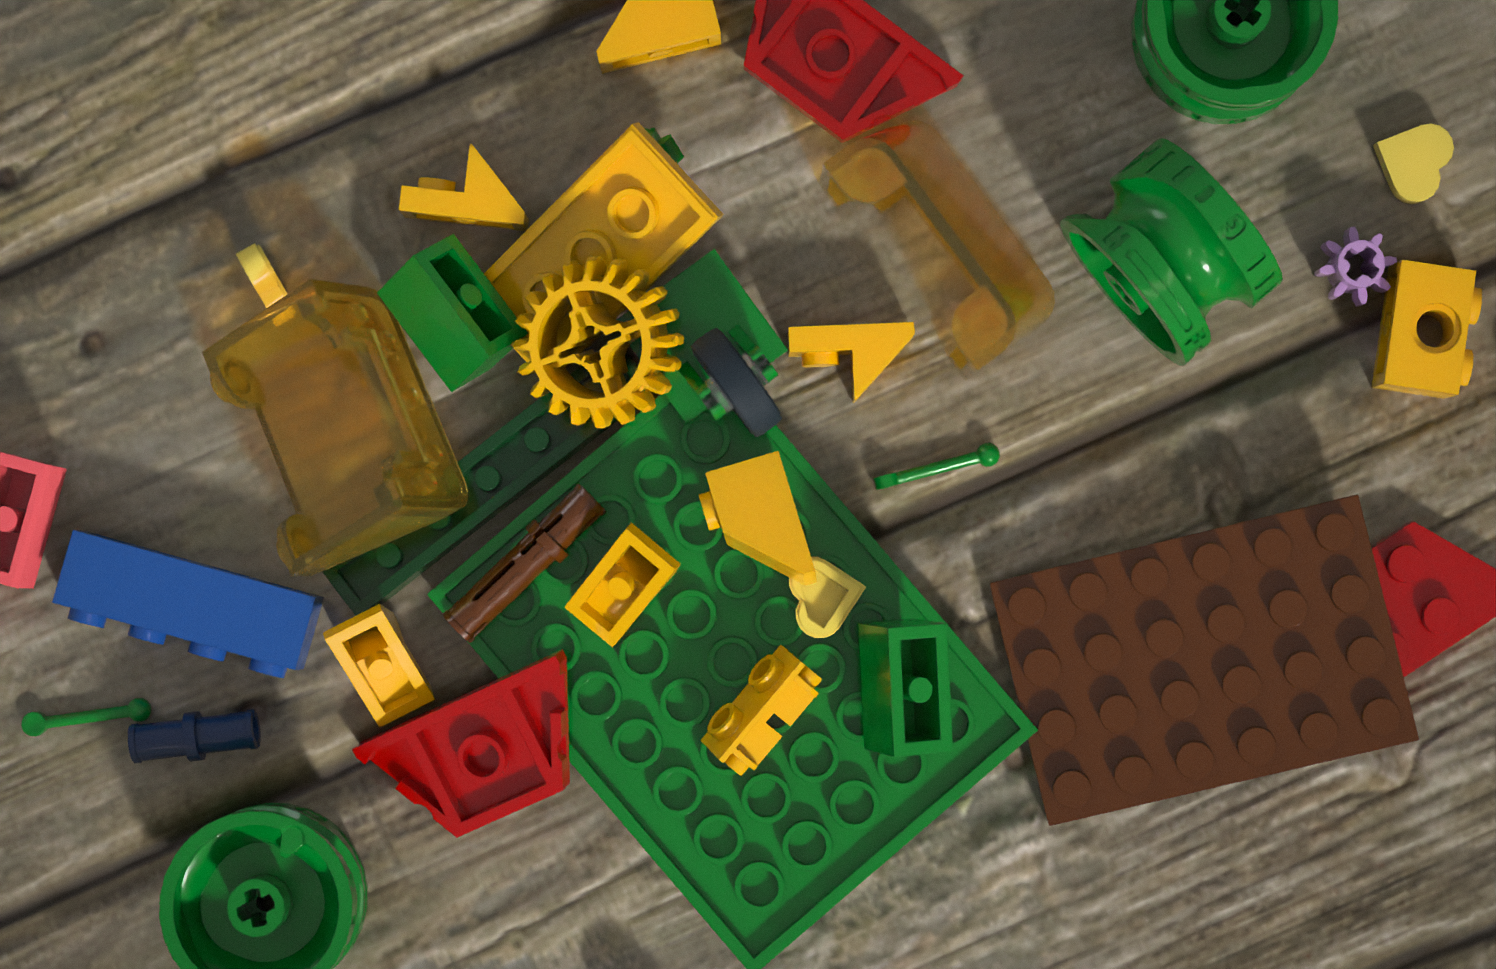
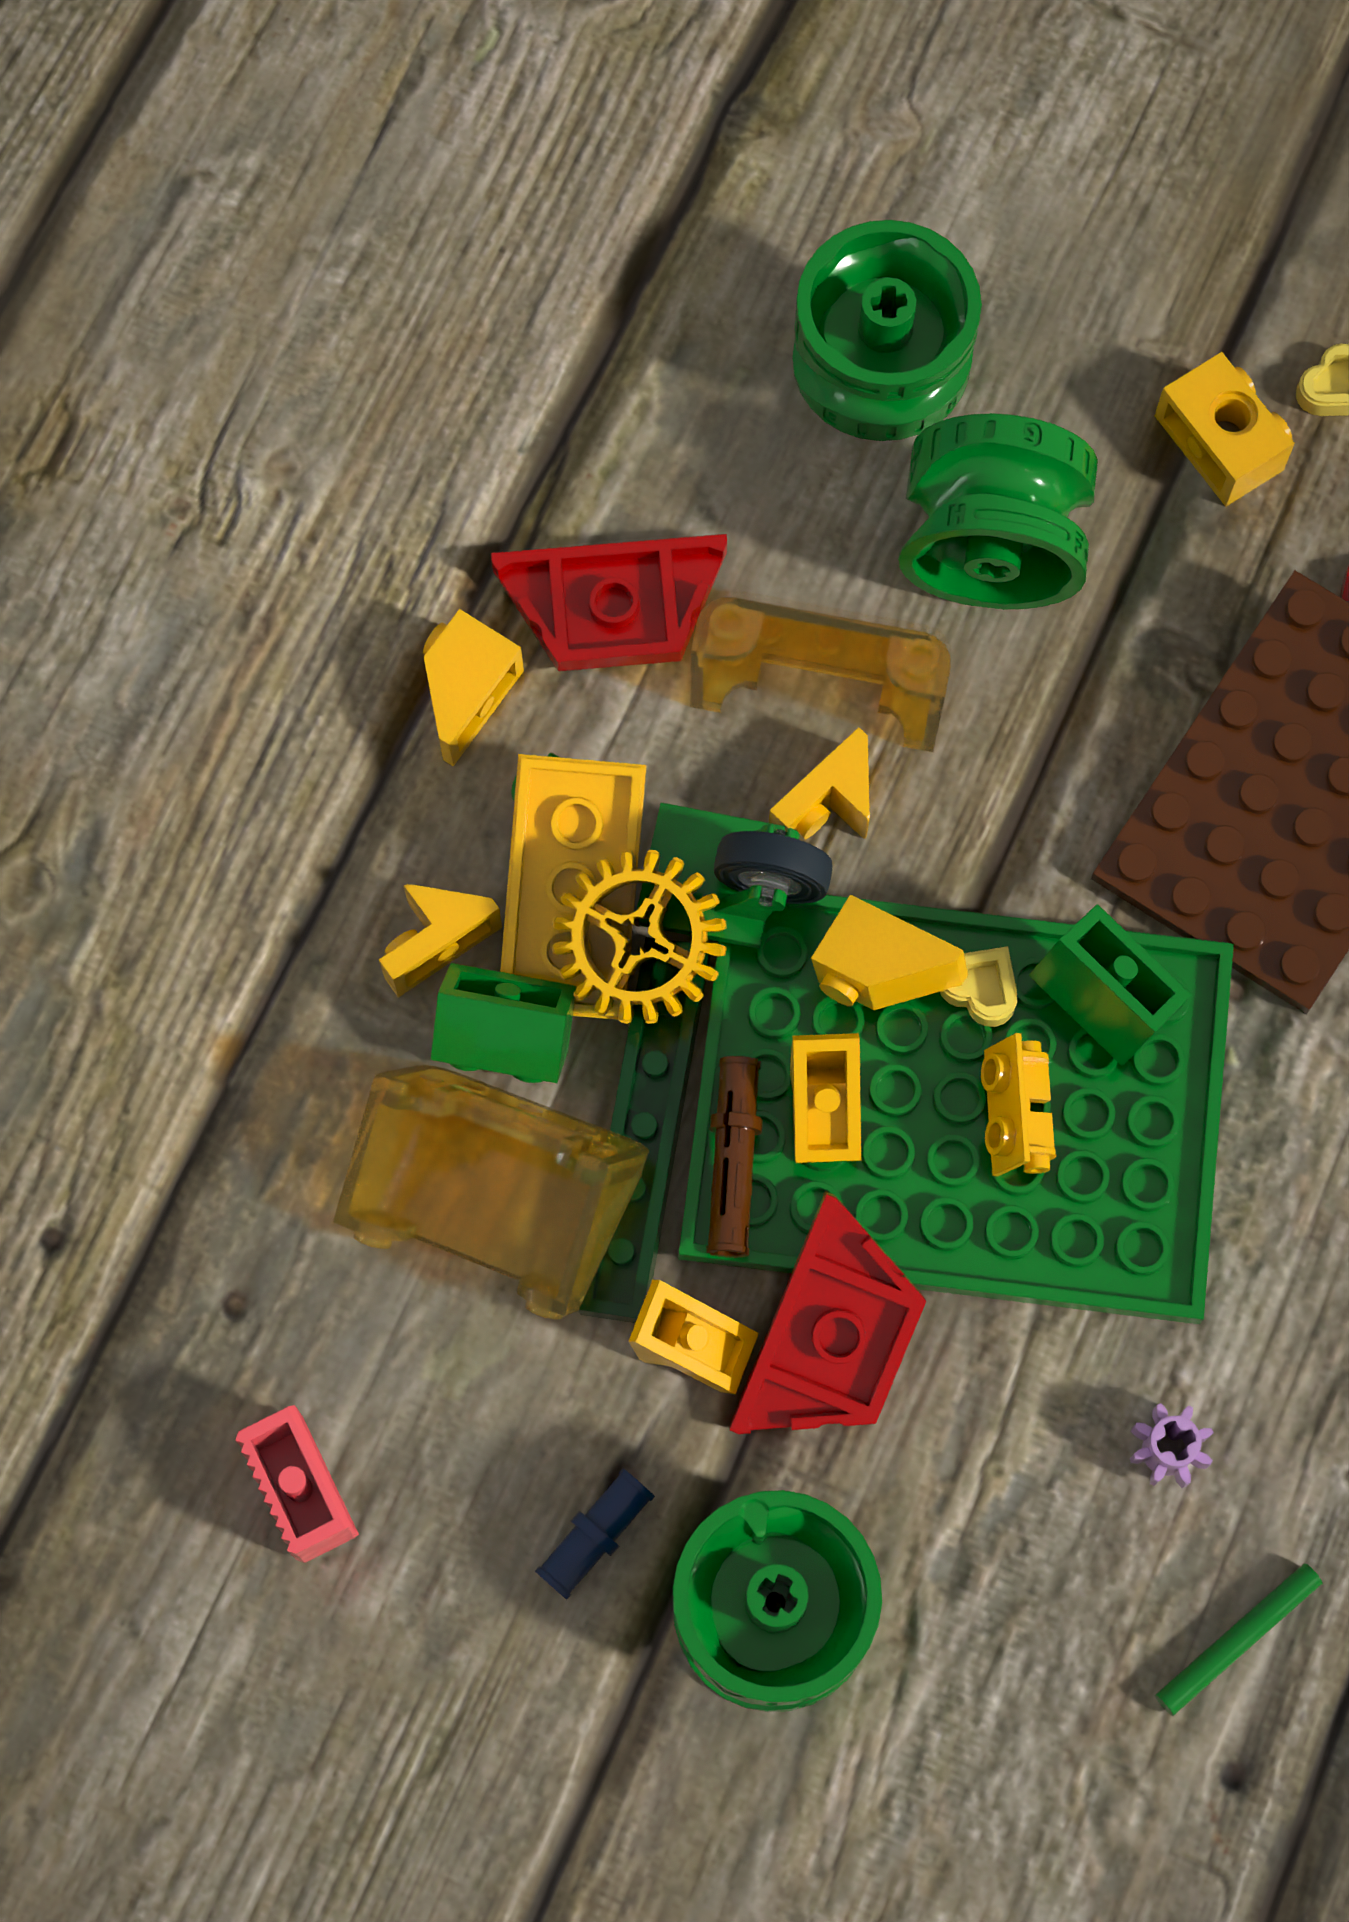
camera: 40 degrees left, 15 degrees down
(37, 723) = (456, 1644): green hinge -> none
(187, 601) = (495, 1428): blue brick -> none
(261, 274) = (326, 1127): light yellow tile -> none
(986, 454) = (999, 788): green hinge -> none
(1372, 266) = (1133, 428): lavender gear -> none
(1414, 160) = (1102, 329): light yellow tile -> none

